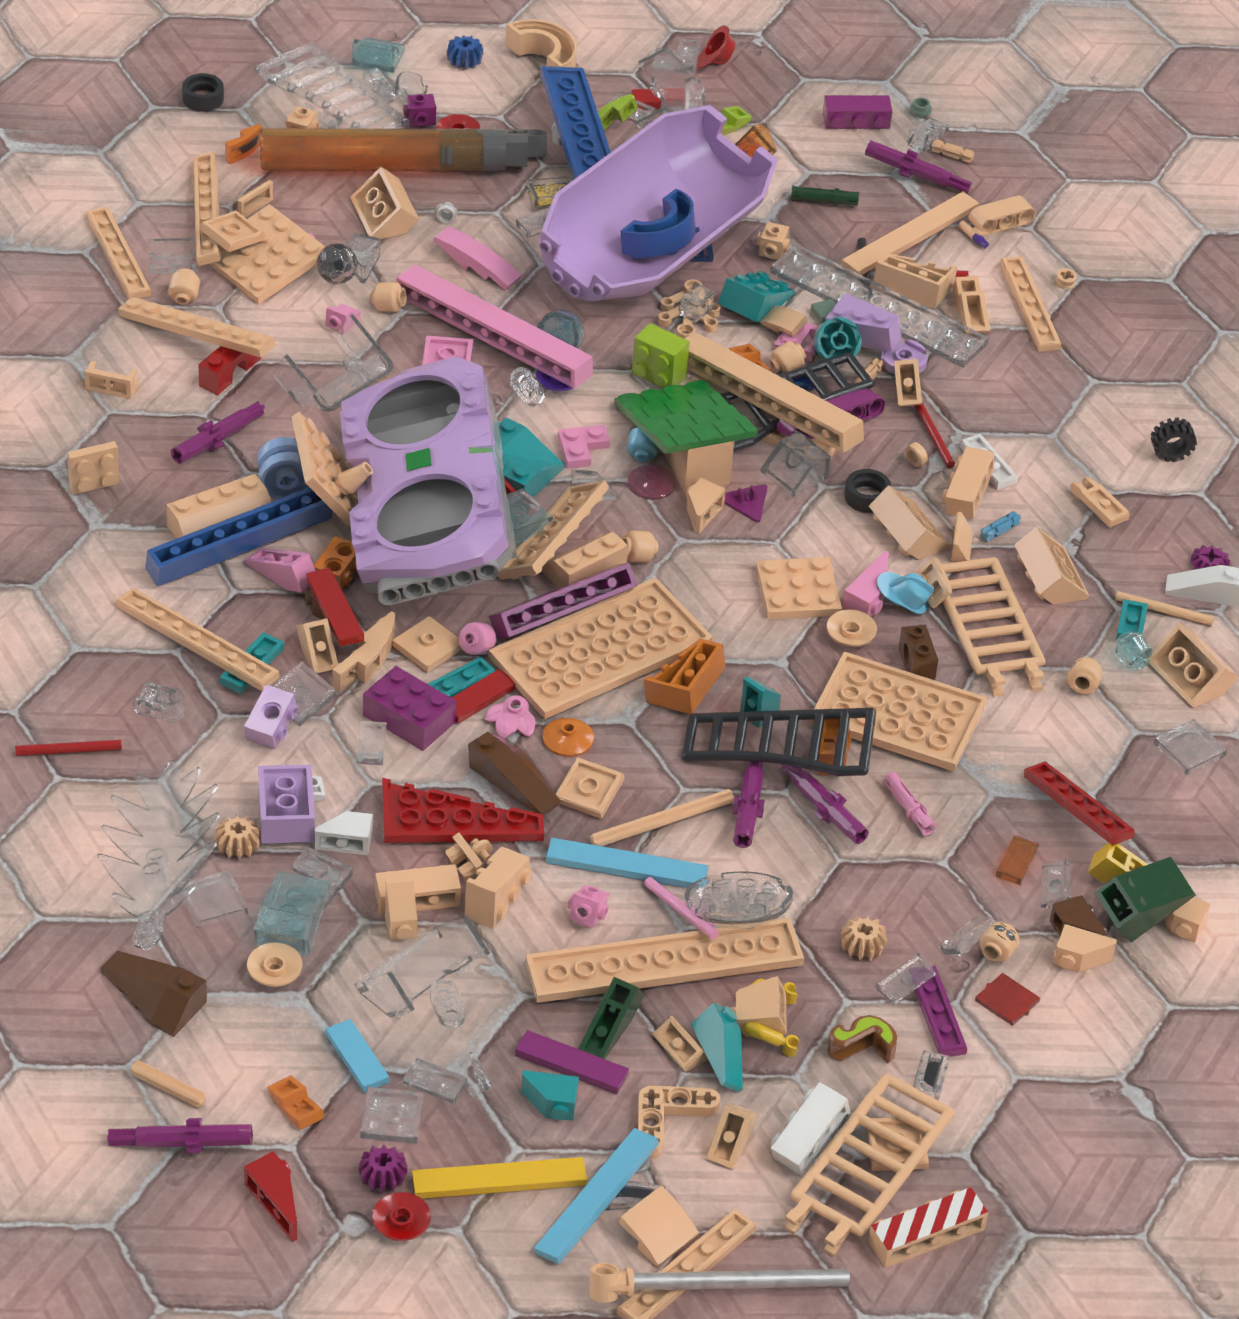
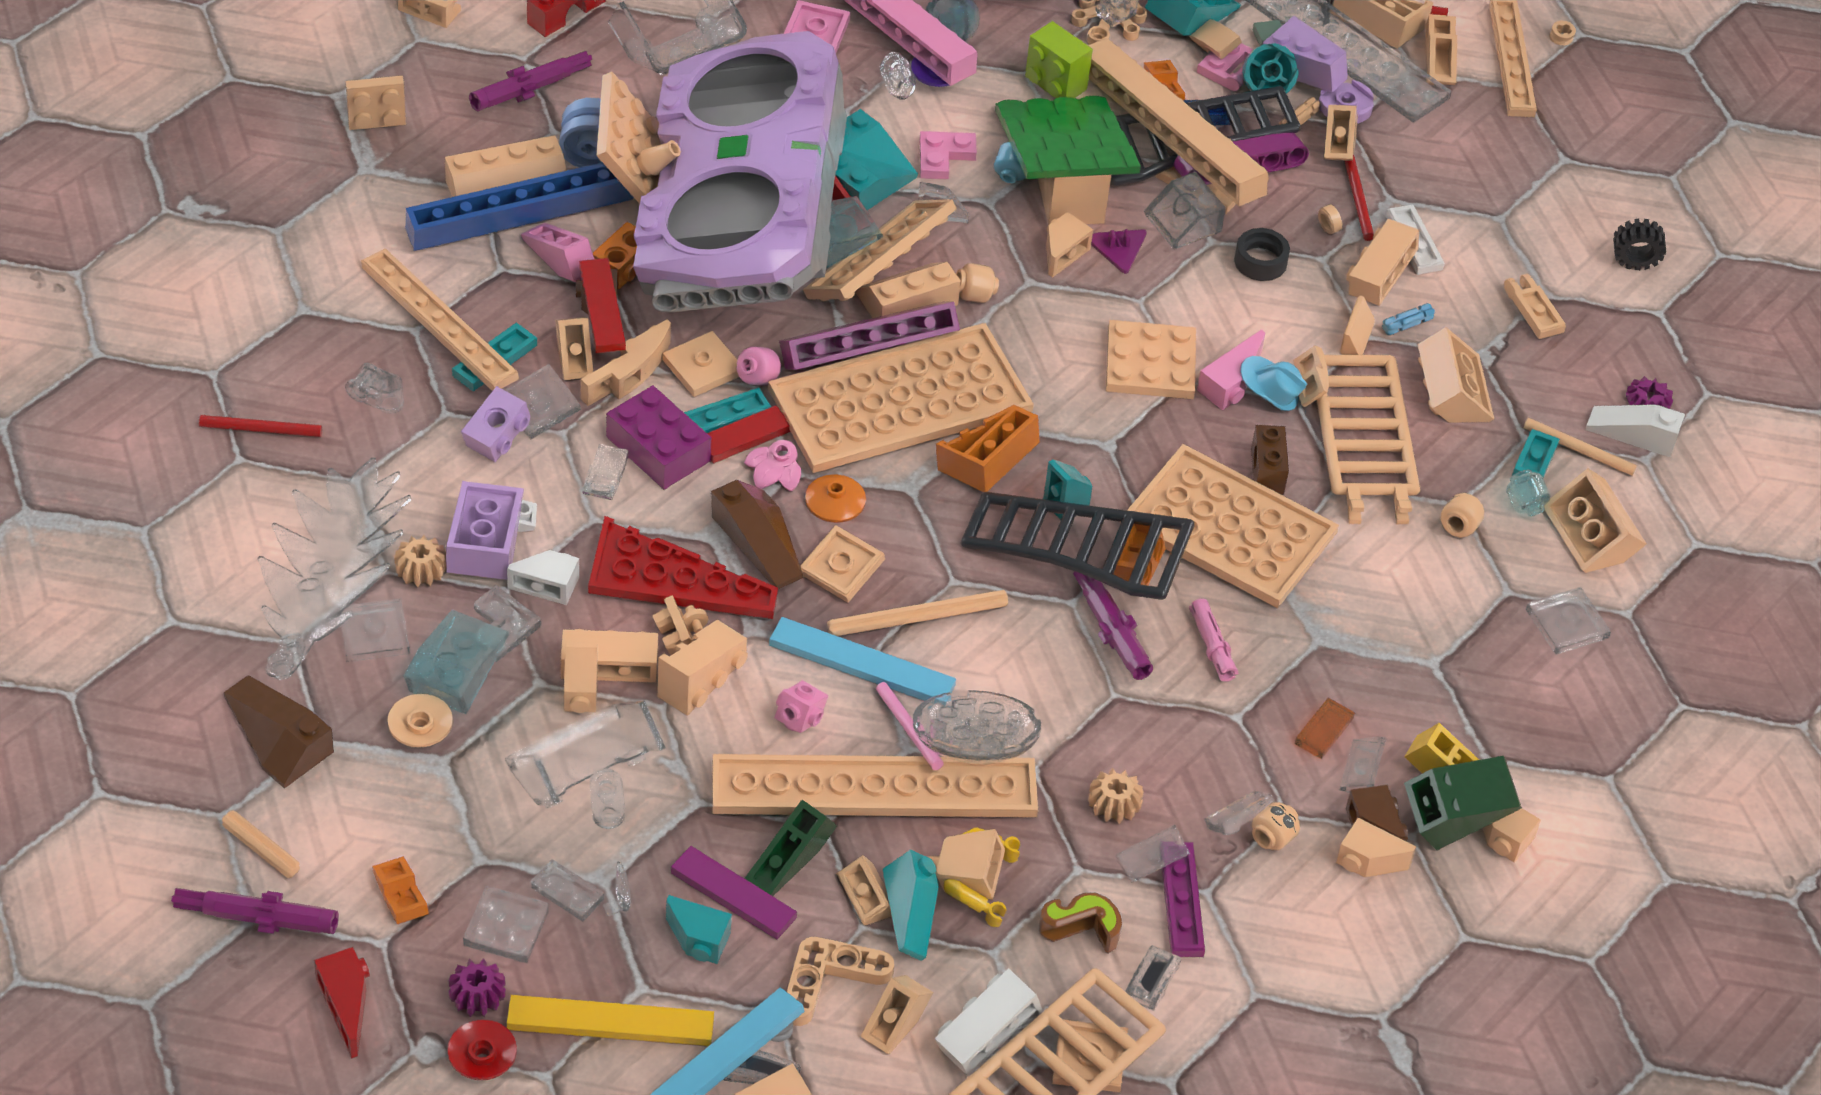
camera: 10 degrees right, 5 degrees up
(357, 1055) = (486, 844): medium azure tile -> none
(651, 482) = (1013, 208): clear pink dish -> none
(748, 805) = (1021, 613): magenta piece -> none
(787, 357) = (1209, 82): light nougat head -> none
(851, 628) = (1199, 417): light nougat dish -> none
(908, 524) = (1299, 302): light nougat slope -> none
(1007, 999) = (1270, 897): clear red piece -> none
(1079, 803) = (1413, 671): red tile -> none

